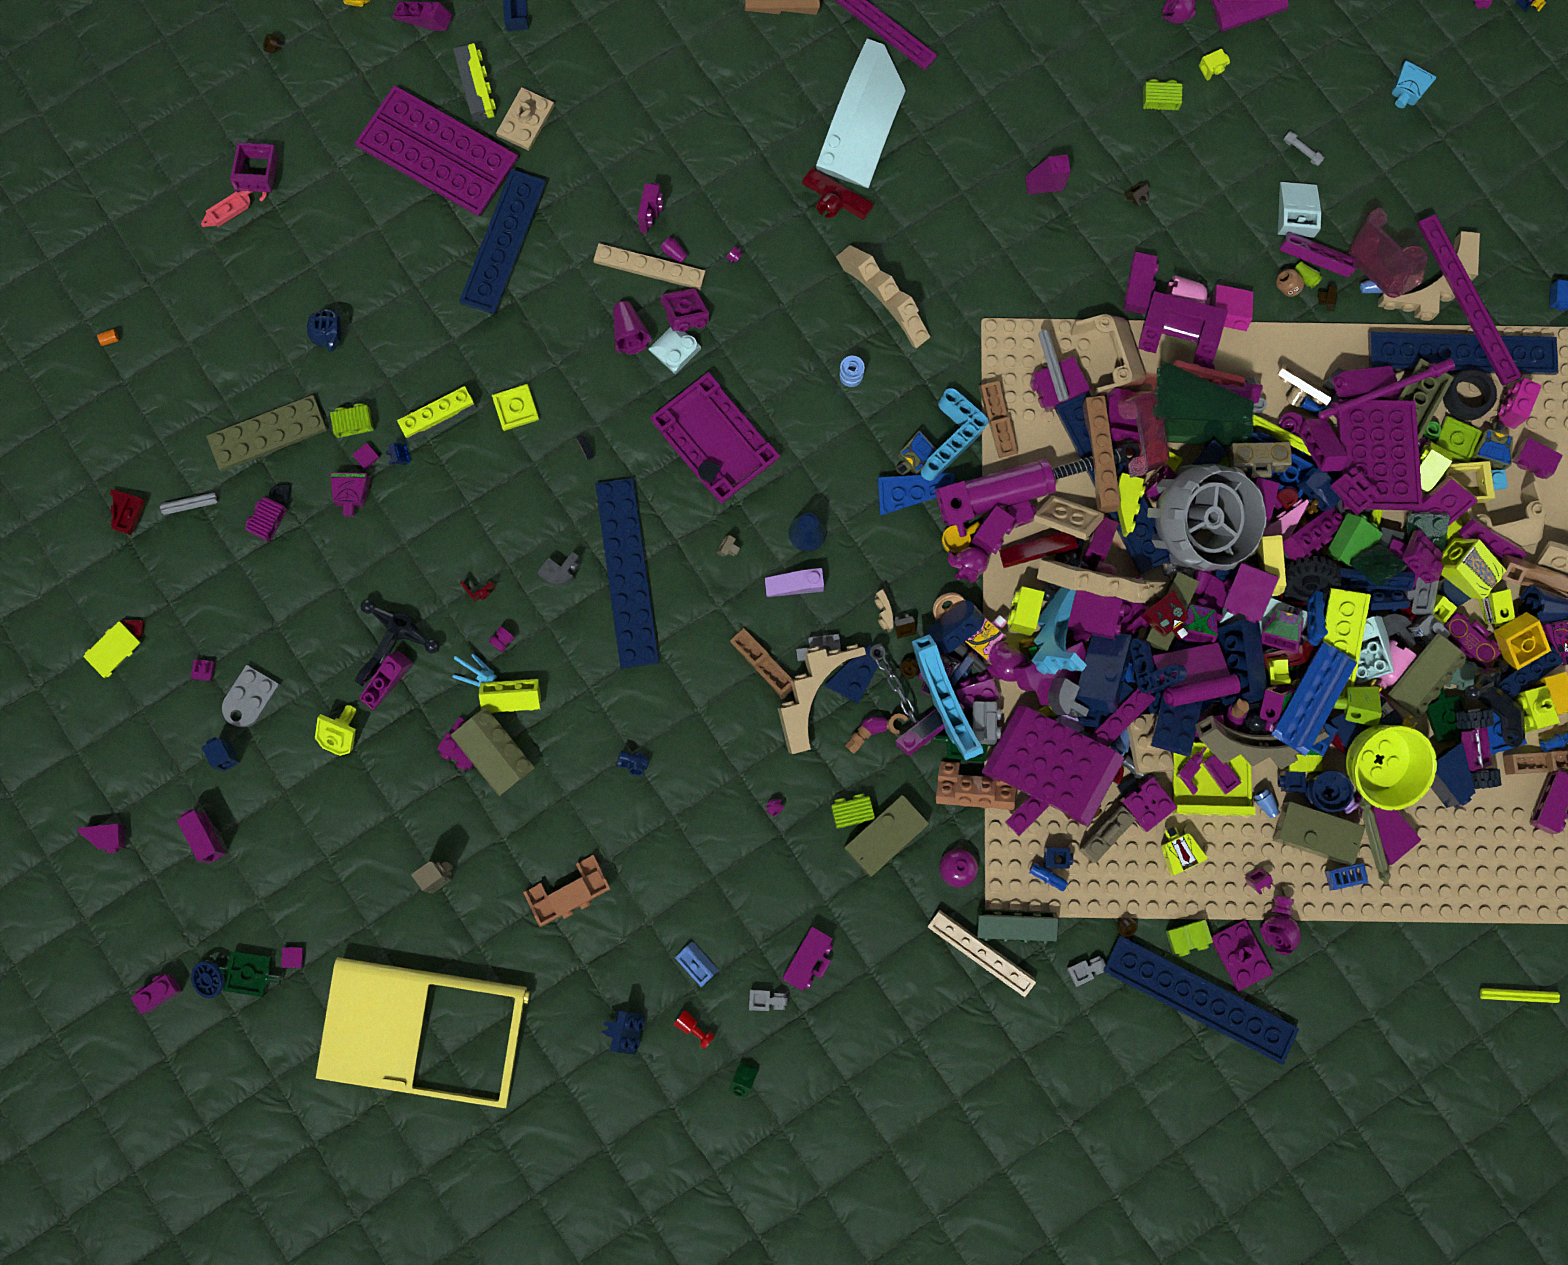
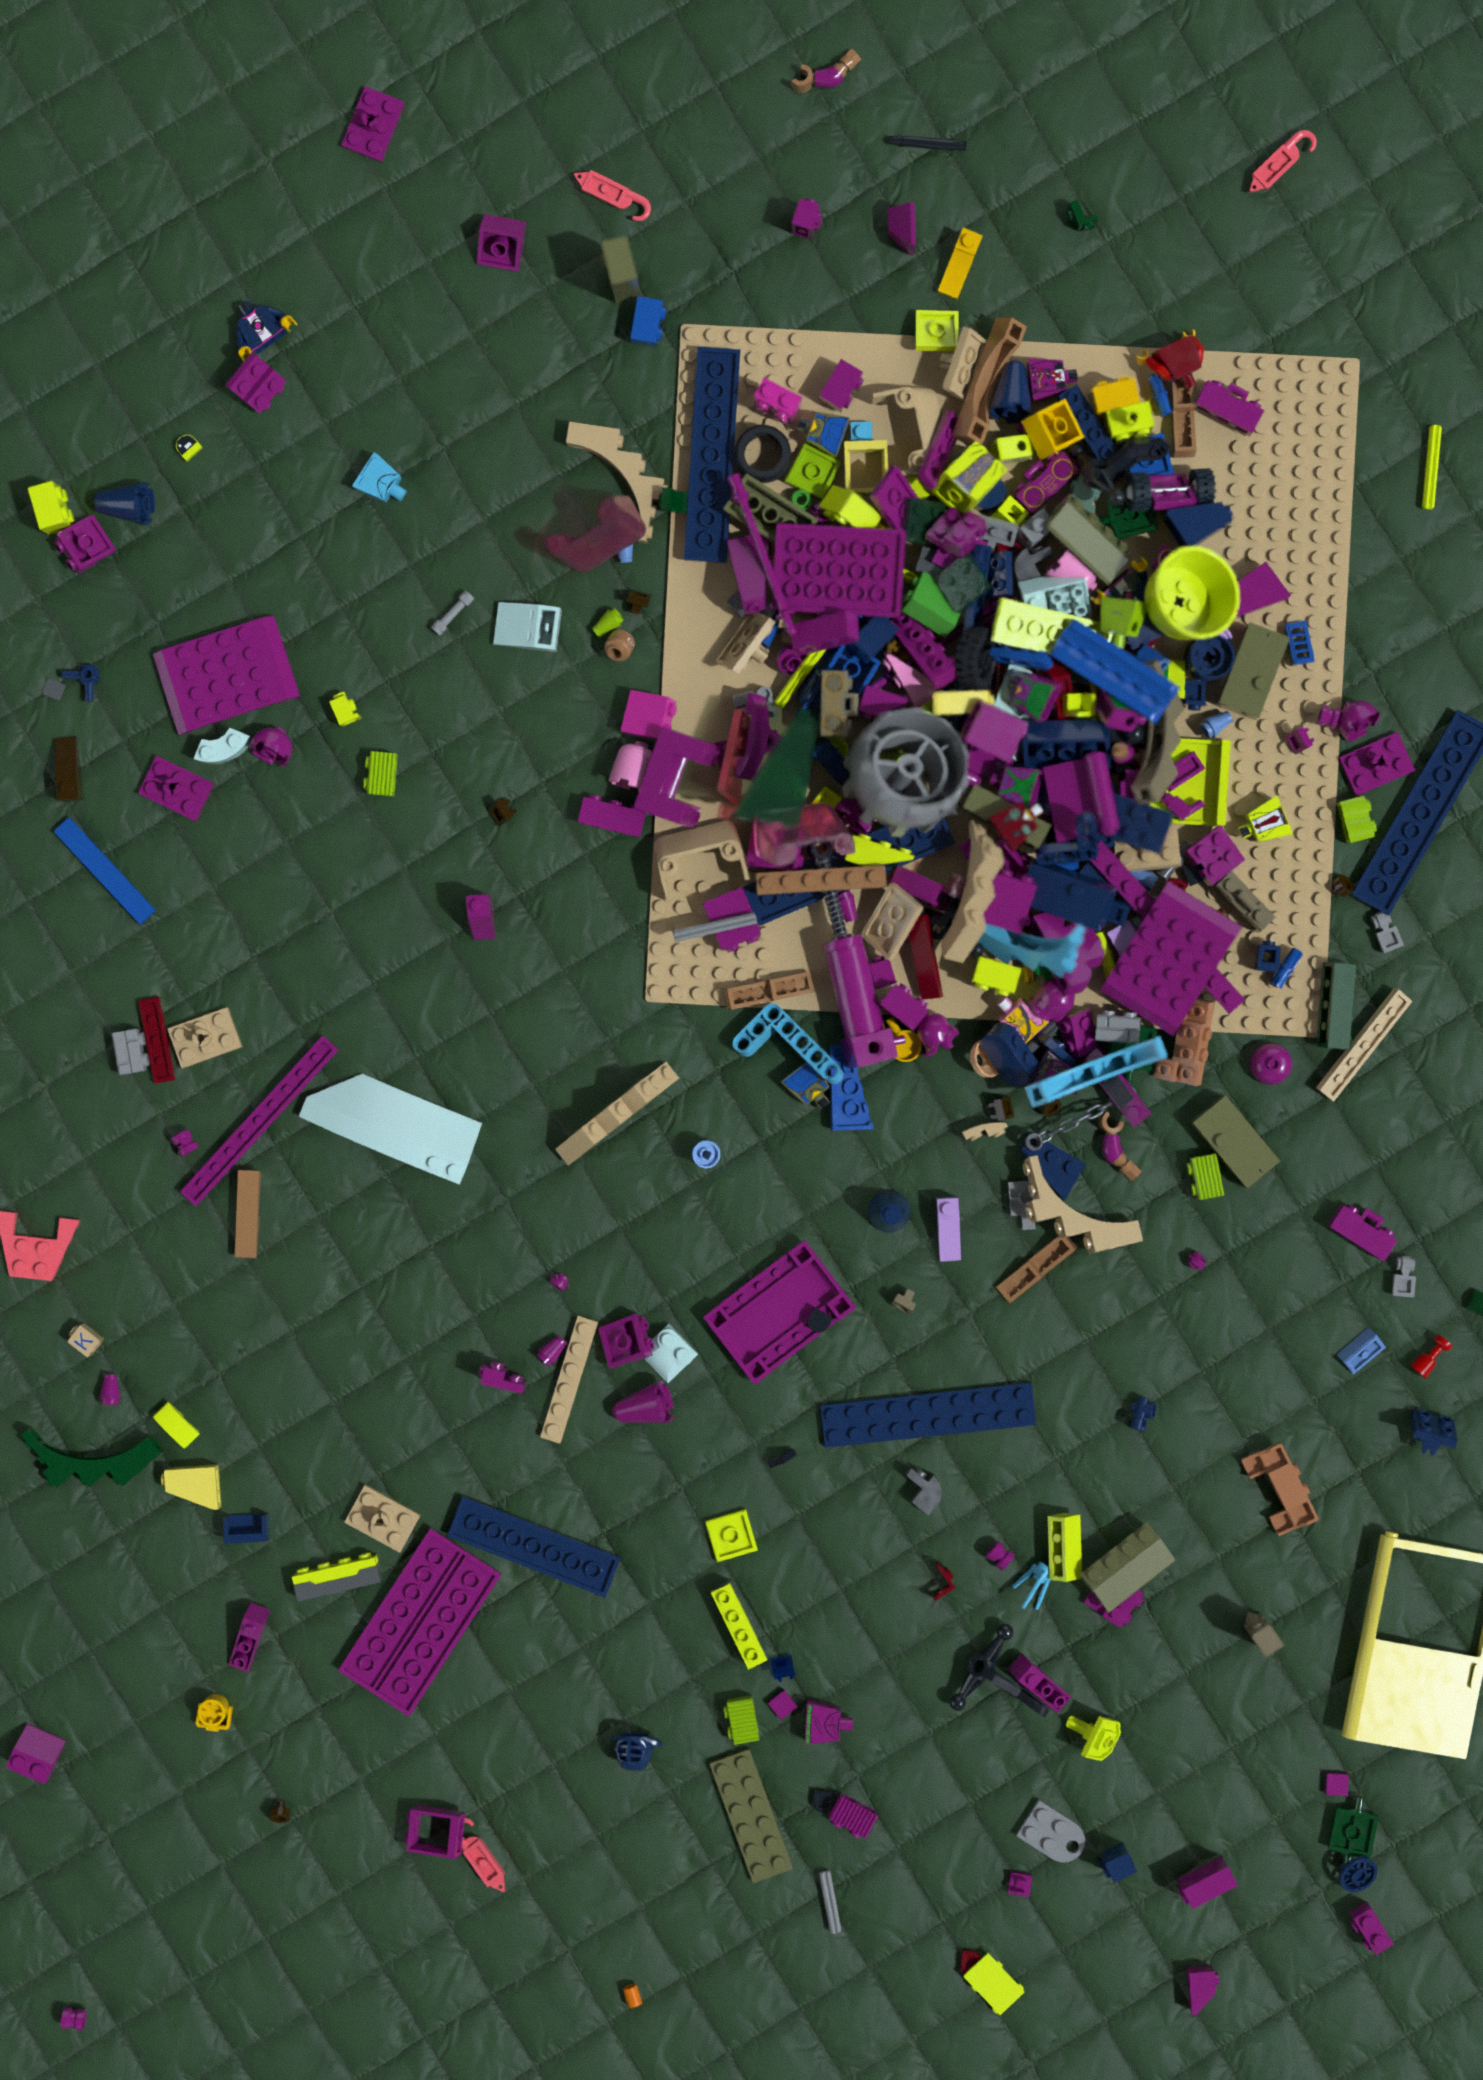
camera: 80 degrees left, 10 degrees up
(125, 511) = (837, 1972): dark red wing -> none
(835, 196) = (492, 1161): dark red plate -> none
(1062, 697) = (1098, 944): flat silver brick -> none
(1078, 481) = (848, 905): none -> magenta cone
(1287, 496) = (878, 675): dark red tile -> none
(1318, 254) = (586, 608): magenta fence -> none
(1352, 494) = (888, 608): magenta plate -> none
(1375, 840) = (1268, 611): olive wheel -> none
(1420, 320) = (673, 501): none -> dark green bracket
(1469, 300) = (652, 444): magenta plate -> none

